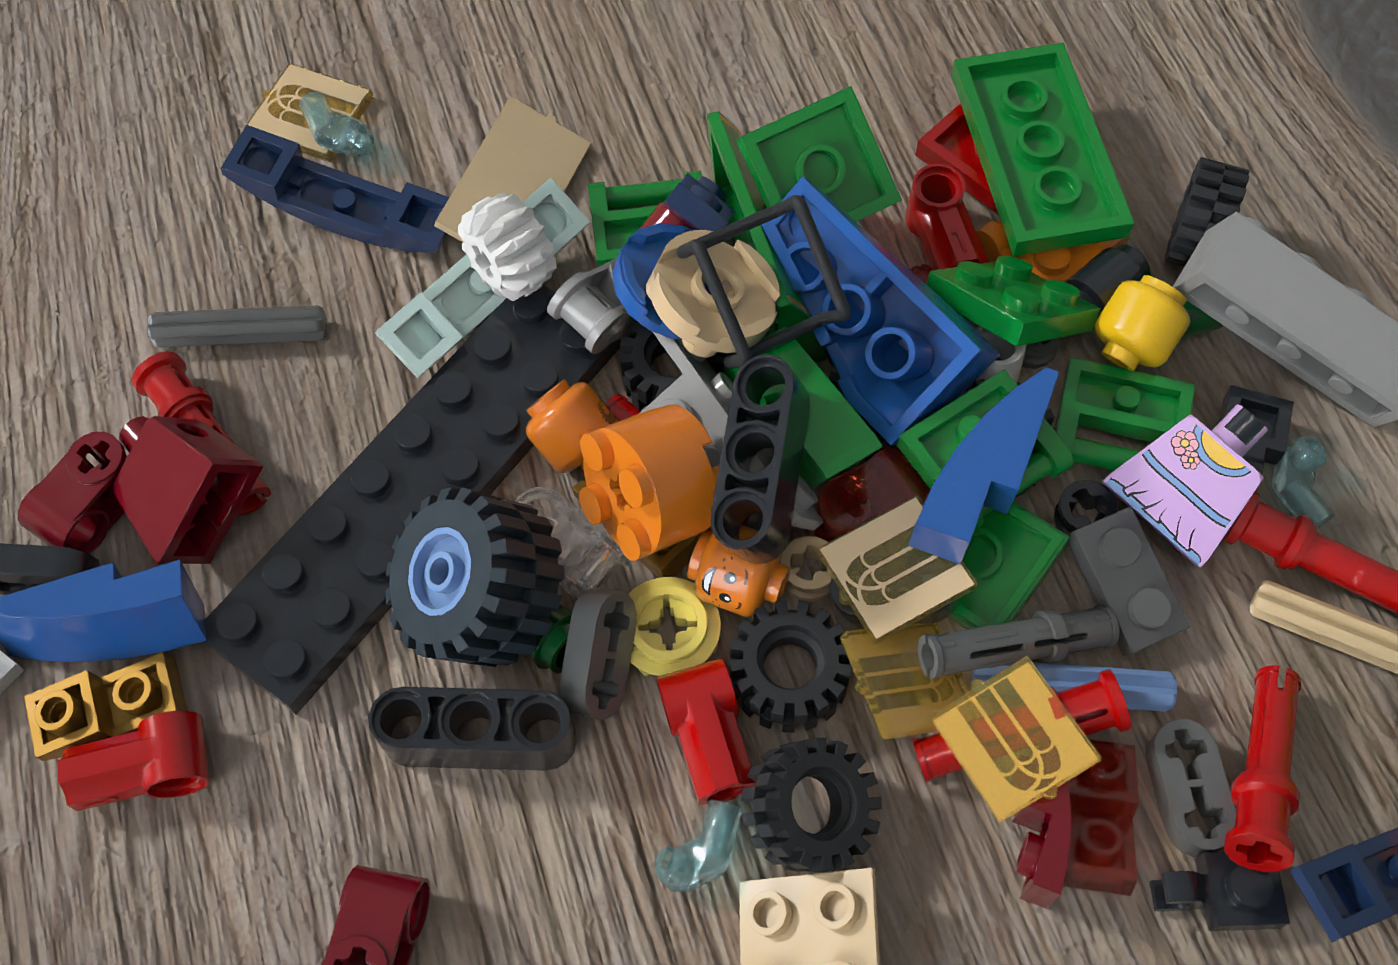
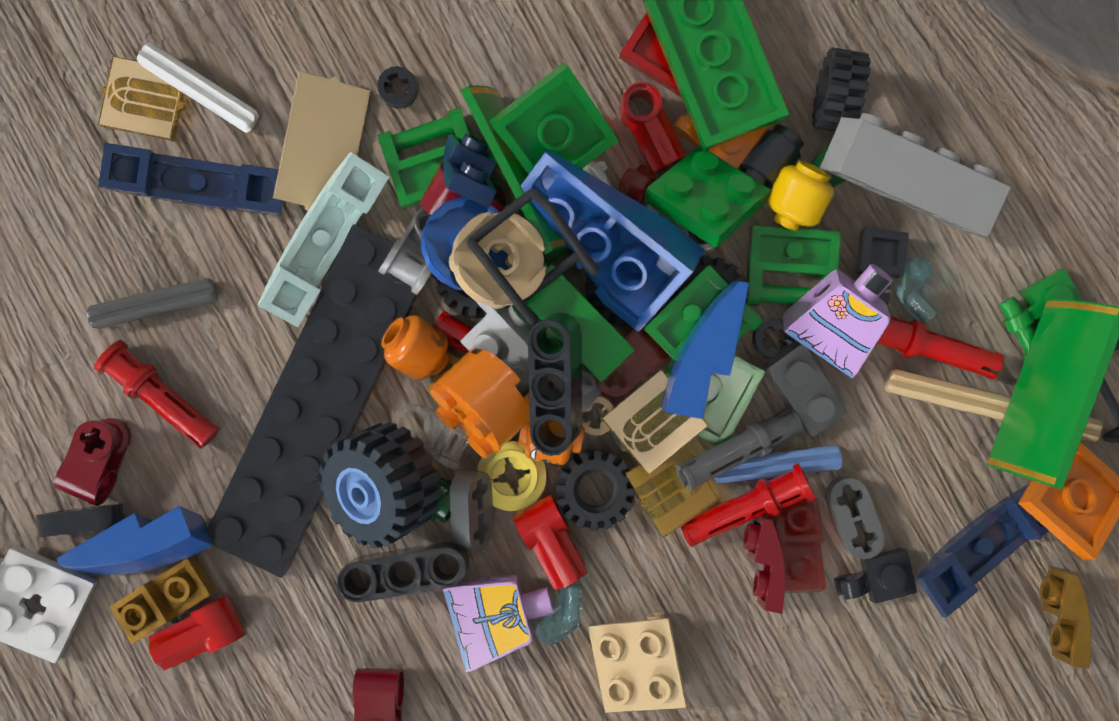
camera: 10 degrees left, 25 degrees up
(182, 486) = (159, 445): dark red torso -> none
(335, 131) = (167, 120): clear light blue arm -> none
(381, 104) = (198, 87): none -> white axle
(507, 246) = (335, 223): white gear -> none
(594, 823) = (493, 616): none -> torso
(626, 128) = (405, 77): none -> black bush
(847, 798) = (645, 590): black tyre -> none
(1014, 739) = (744, 523): clear yellow piece -> none
(1264, 791) = (899, 523): red pin -> none

